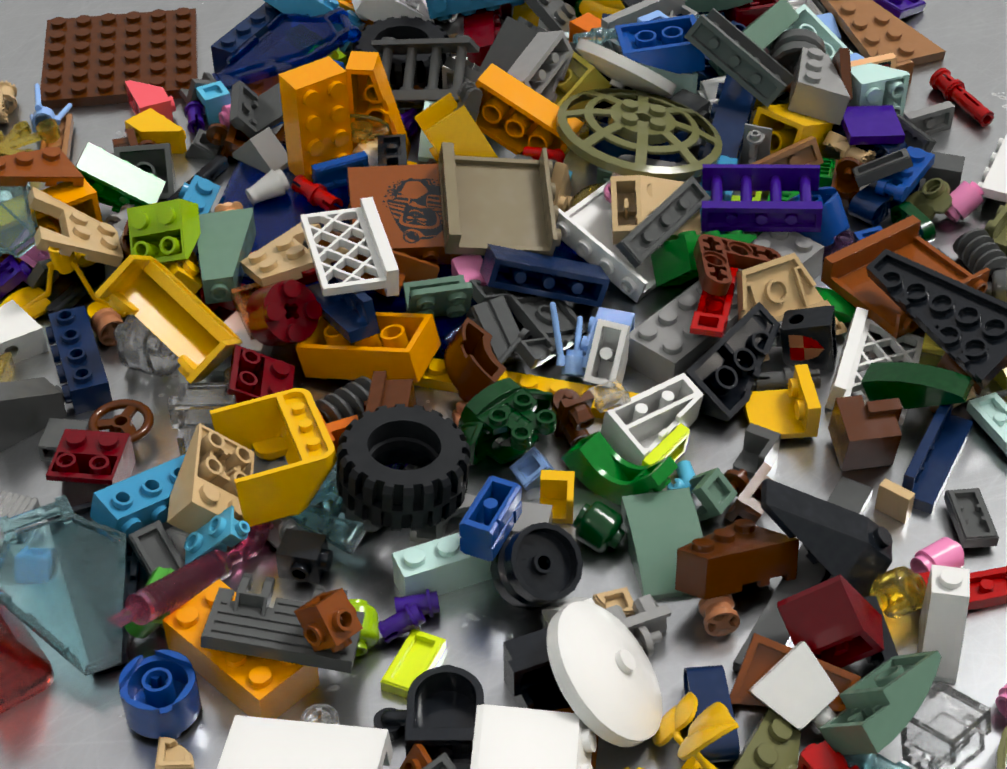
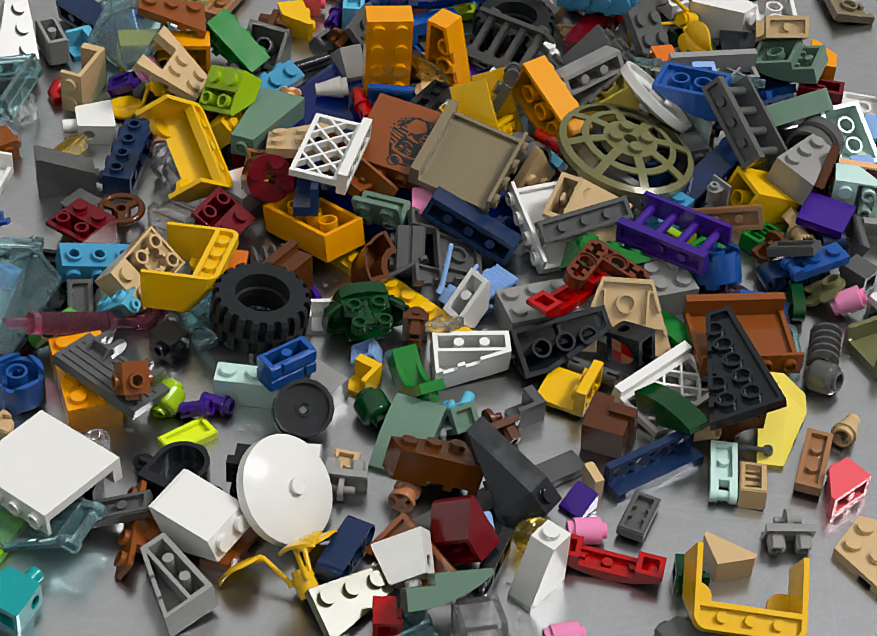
camera: 25 degrees right, 0 degrees up
(673, 445) = (461, 380): neon yellow tile -> none
(903, 527) = (579, 500): none -> dark purple slope

